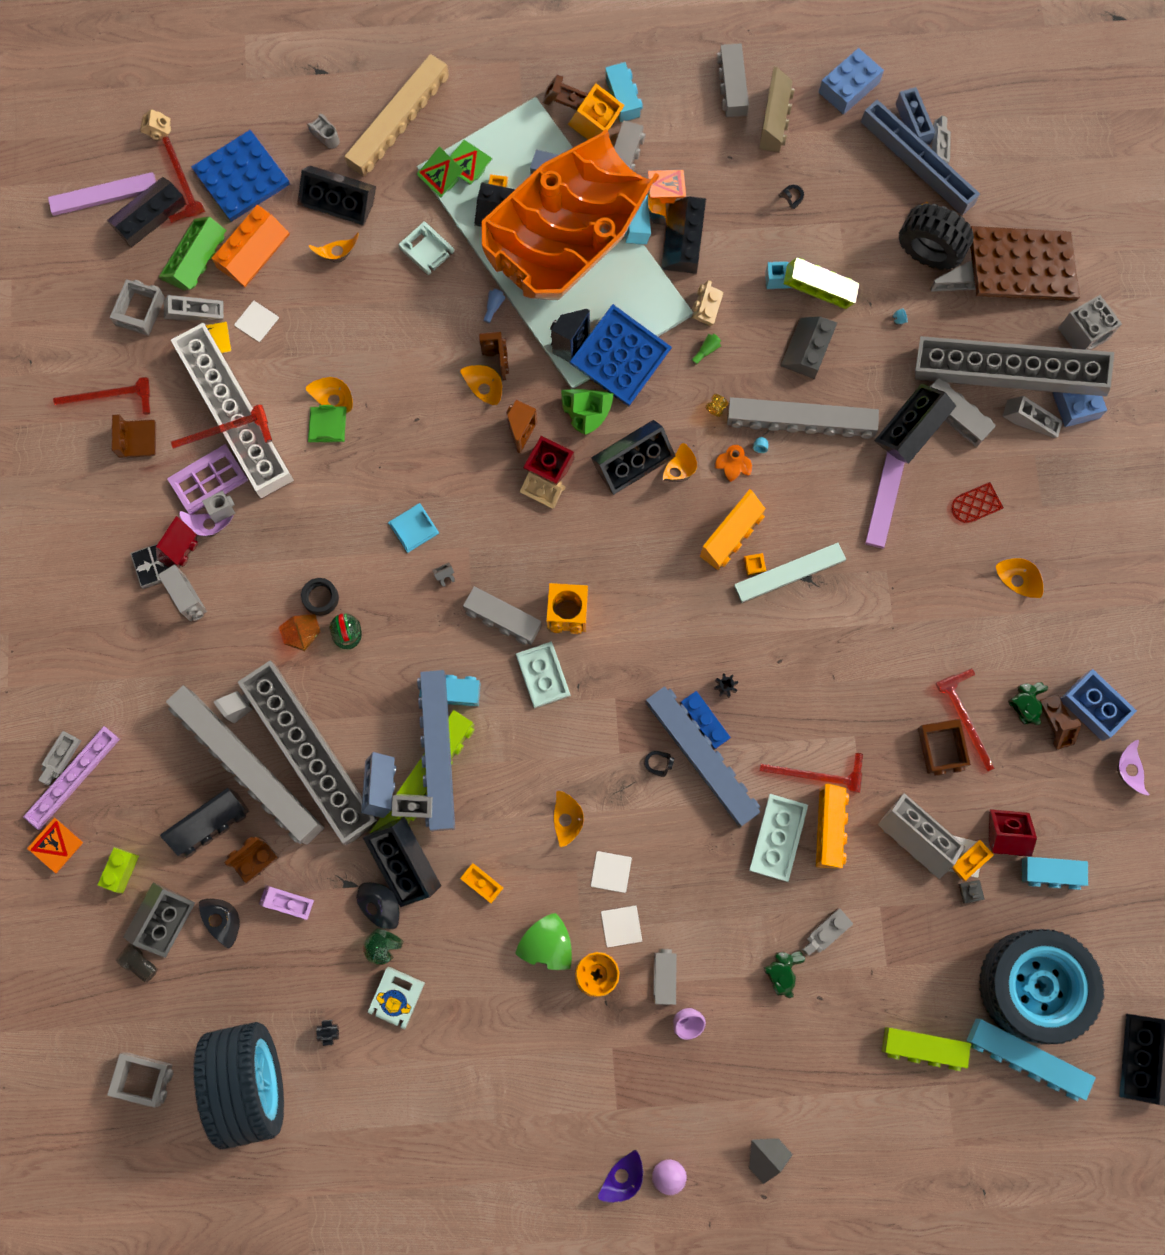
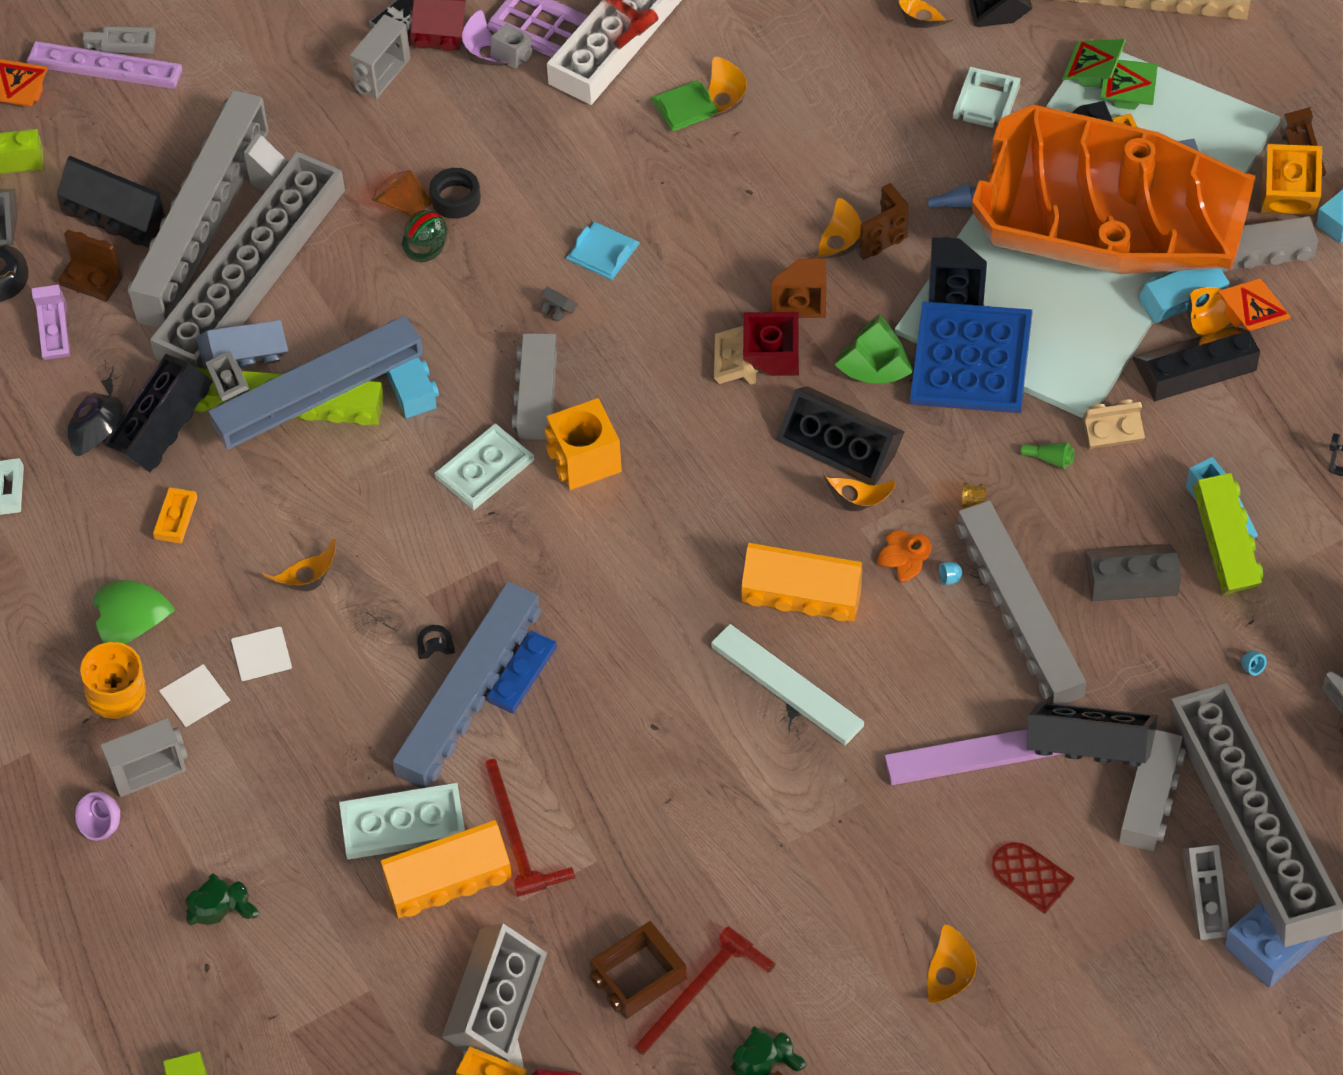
camera: 65 degrees right, 20 degrees down
(378, 944) = (43, 439): clear green helmet -> none
(732, 683) = (581, 671): black gear -> none
(755, 564) = (775, 638): light orange tile -> none
(827, 932) = (300, 936): light grey hinge -> none

